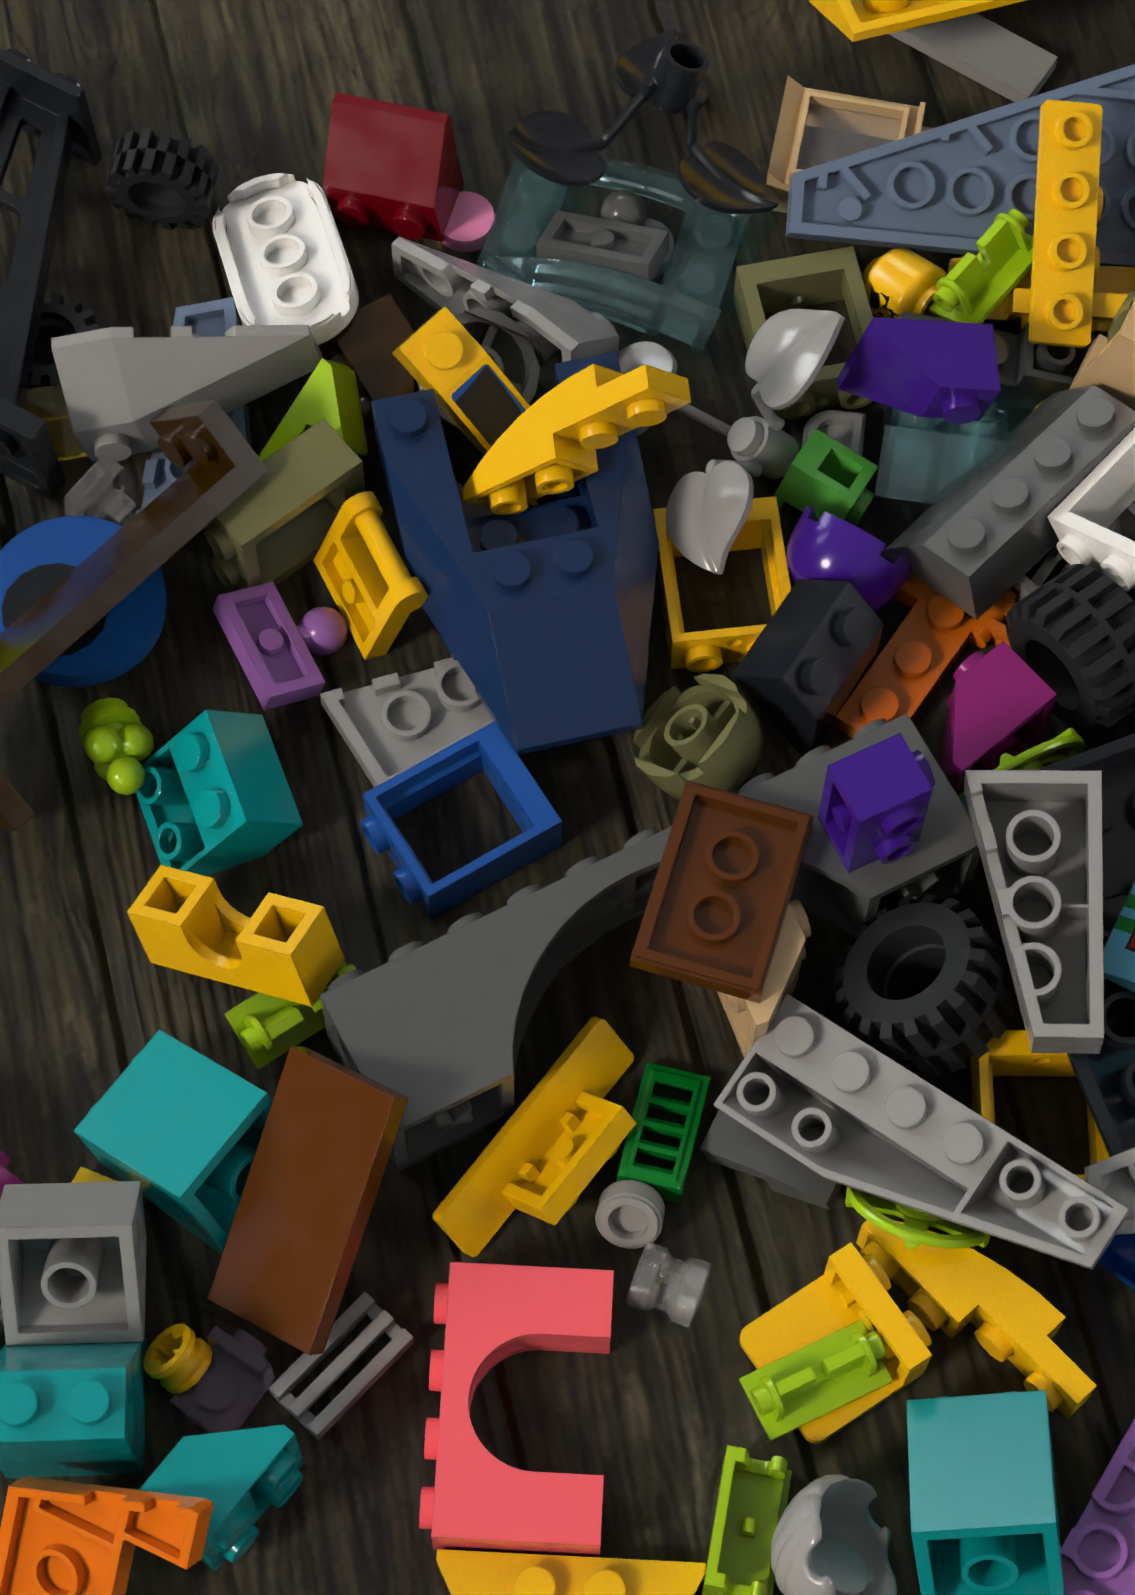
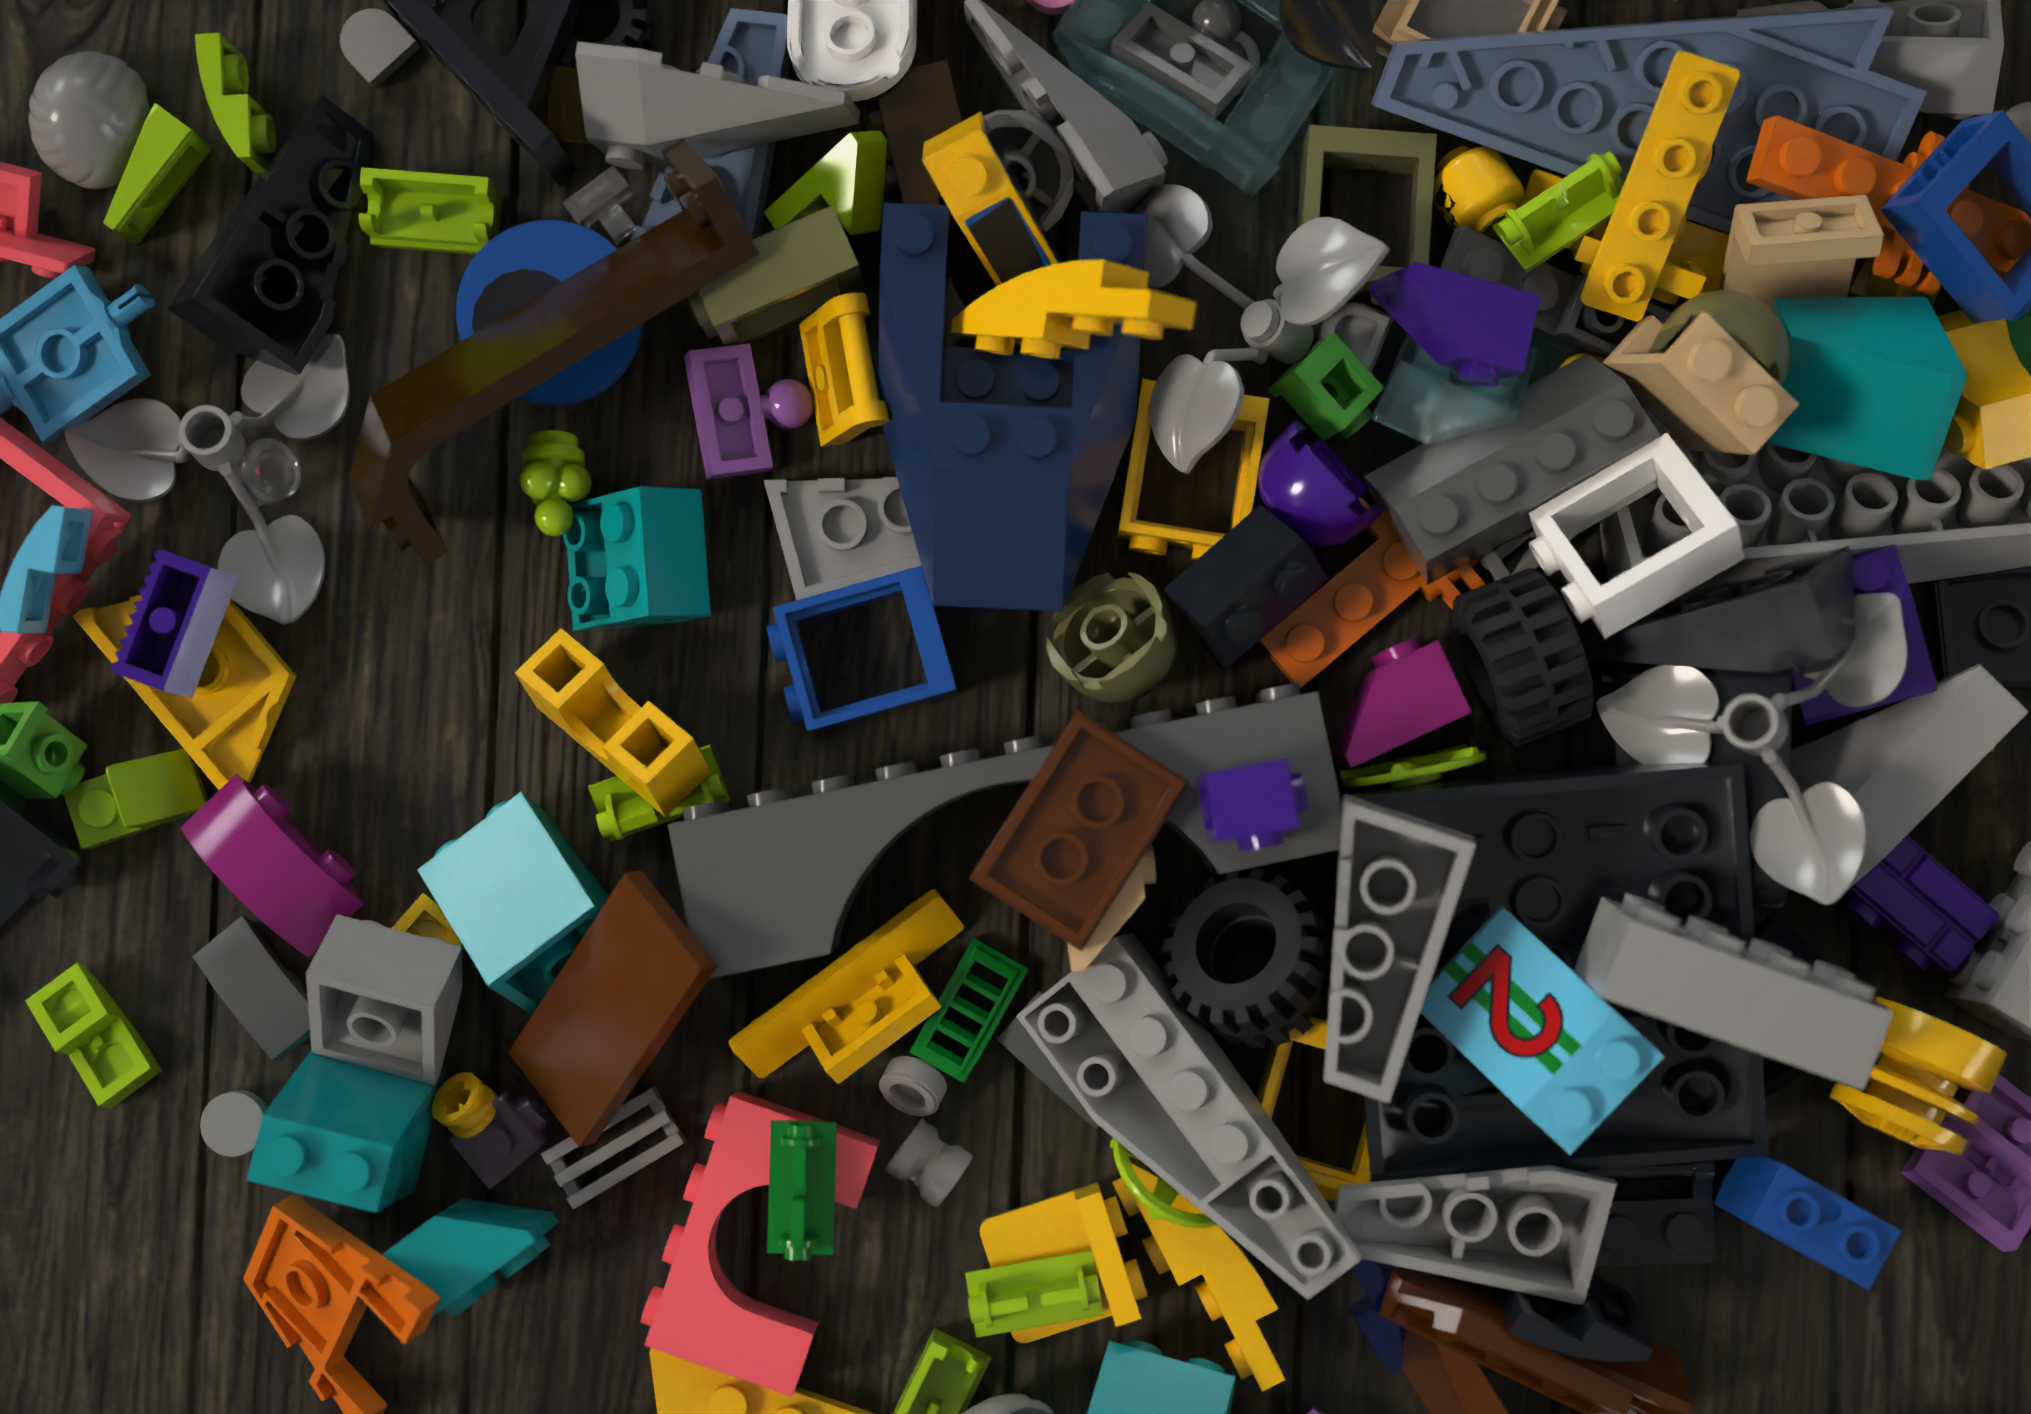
camera: 20 degrees right, 20 degrees up
(549, 1322) = (801, 1188): none -> green hinge

